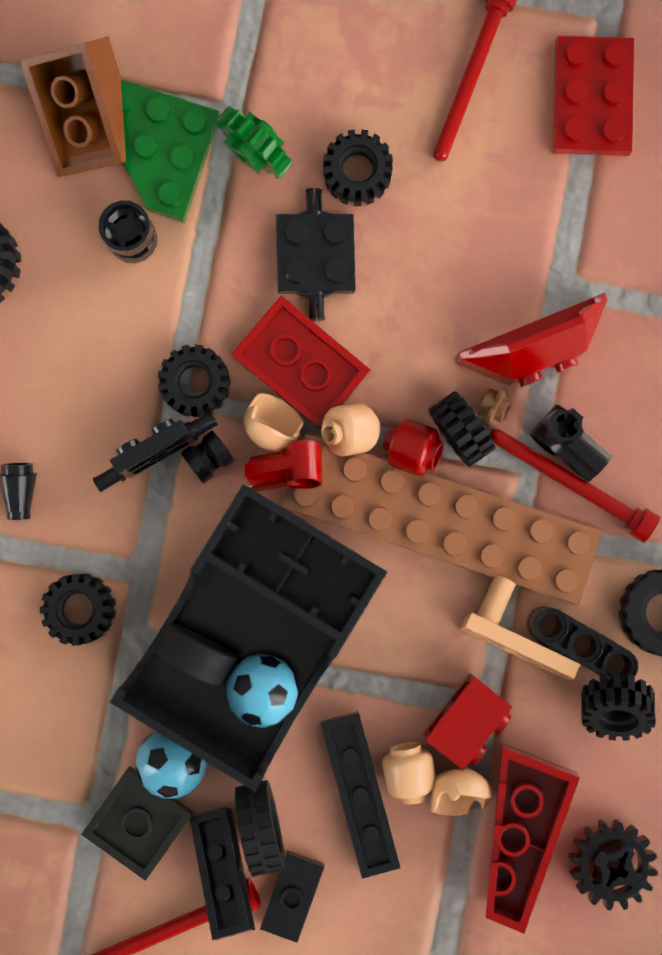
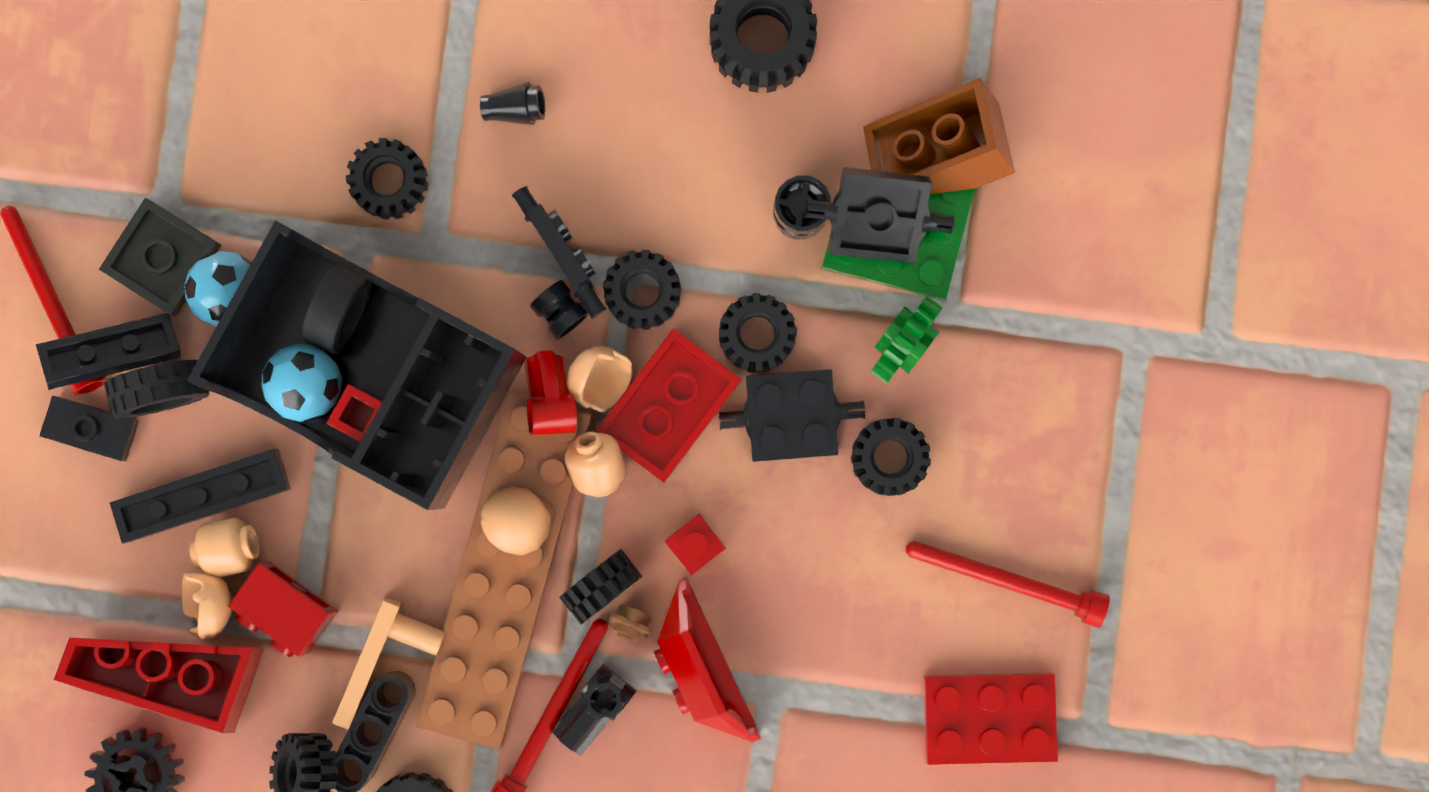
camera: 85 degrees right, 0 degrees up
(139, 157) = (879, 215): none -> black plate
(233, 257) = (769, 309): none -> black tyre
(294, 638) = (354, 412): none -> red brick
(398, 503) = (515, 520): none -> light nougat hair
(413, 447) = (580, 534): red head -> none
(427, 343) = (695, 544): none -> red brick

